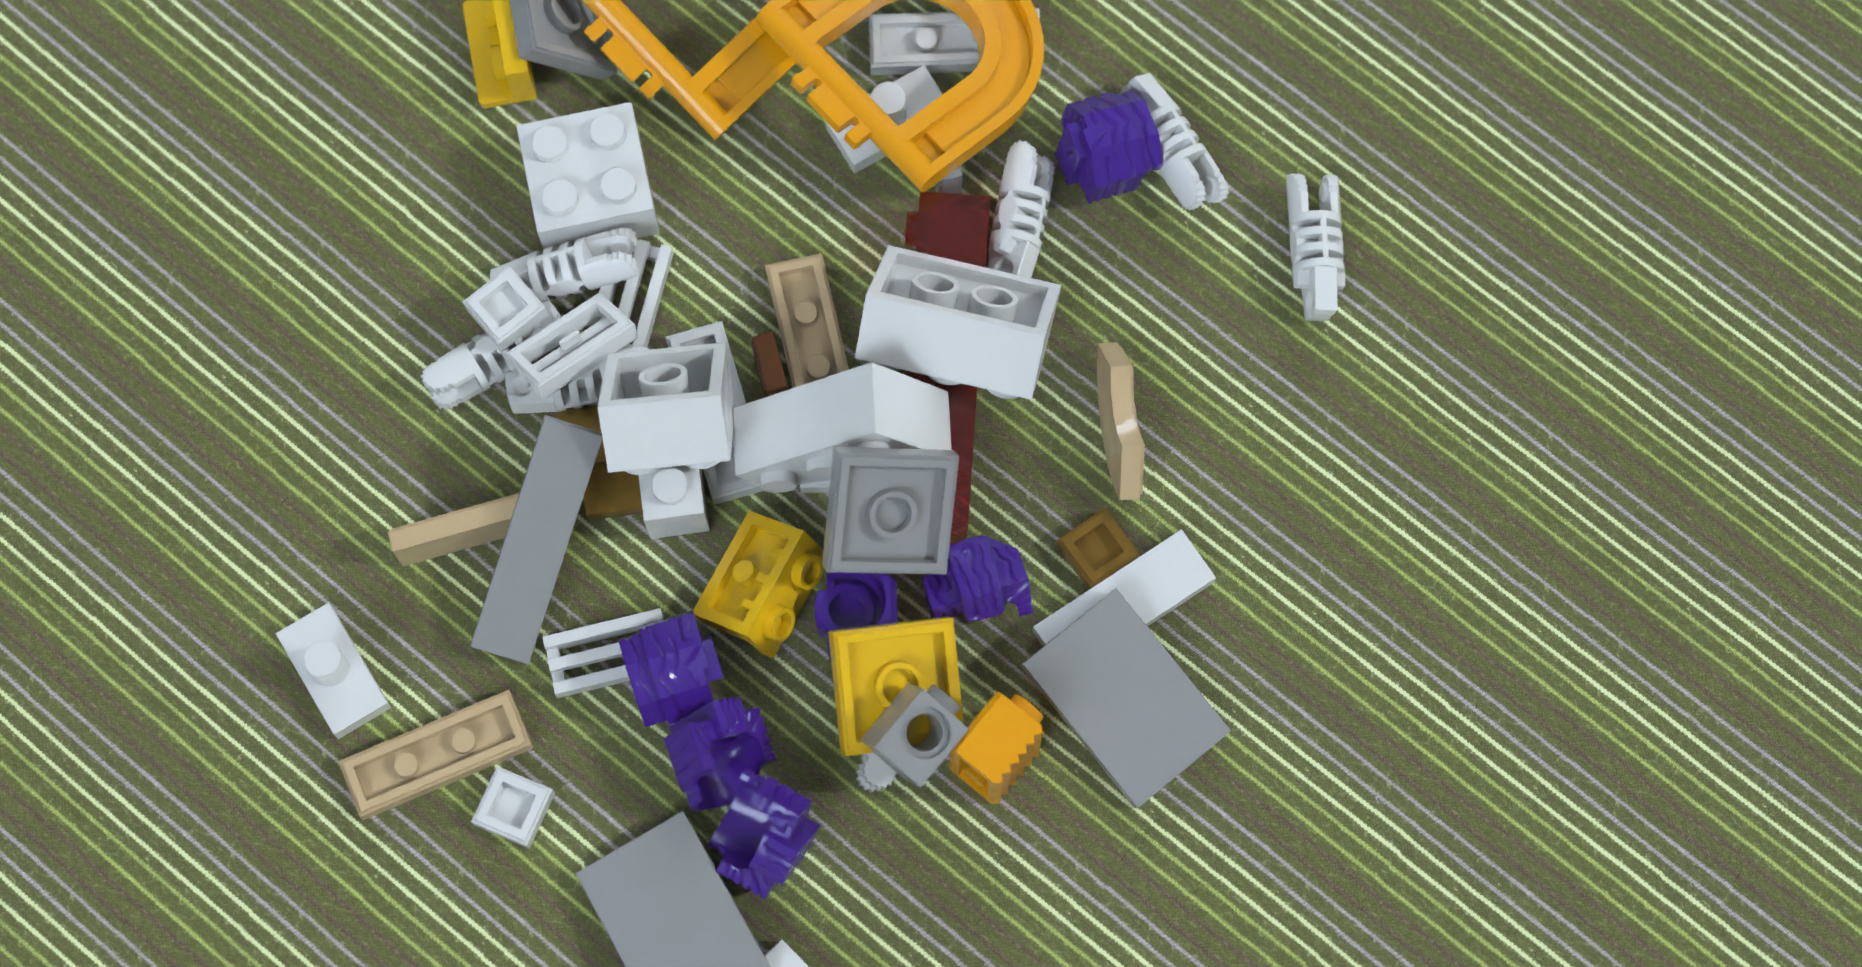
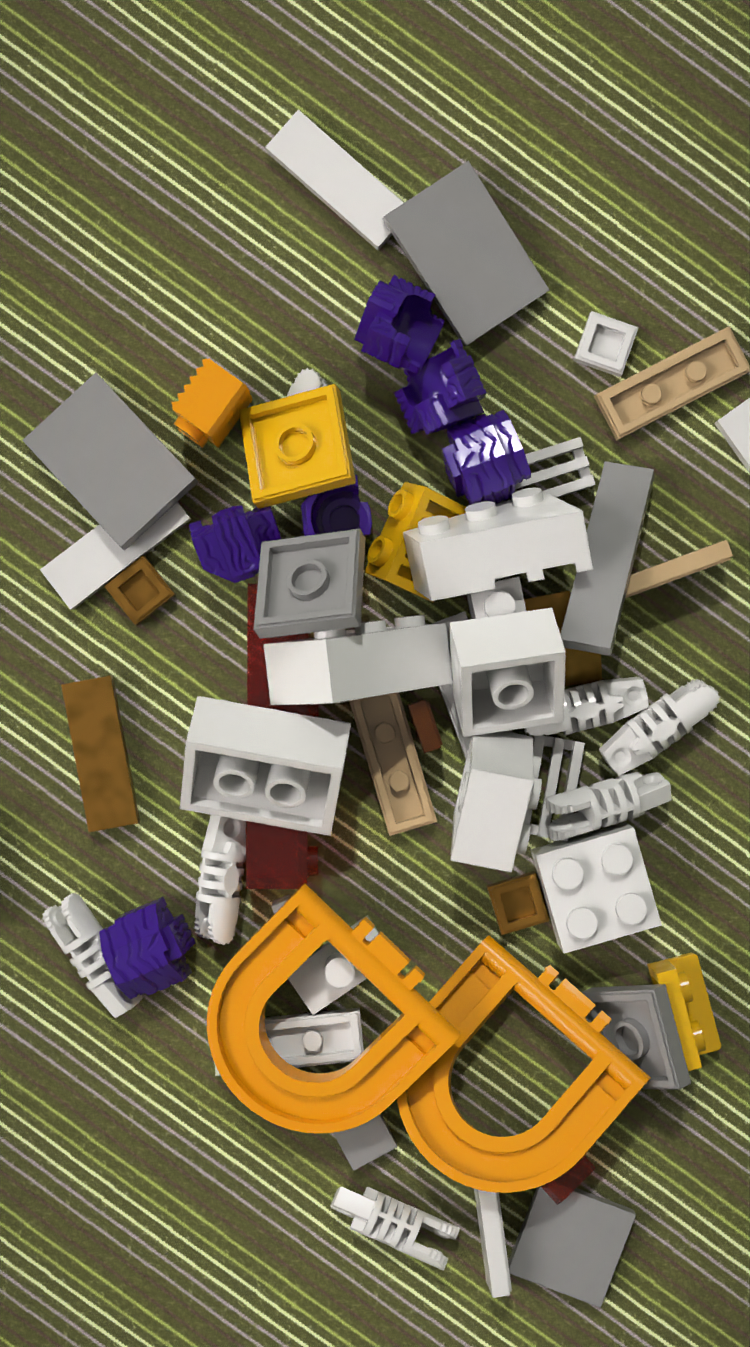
camera: 175 degrees right, 15 degrees up
(505, 308) = (654, 759): white tile -> none
(577, 350) = (580, 720): white tile -> none
(666, 561) = (496, 542): none -> white wedge
(679, 173) = (517, 903): none -> pearl gold tile
(694, 268) = (495, 800): none -> white brick
(889, 739) = (272, 380): light grey brick -> none
(1118, 421) = (126, 699): tan tile -> none
(1153, 345) = (100, 753): none -> pearl gold tile

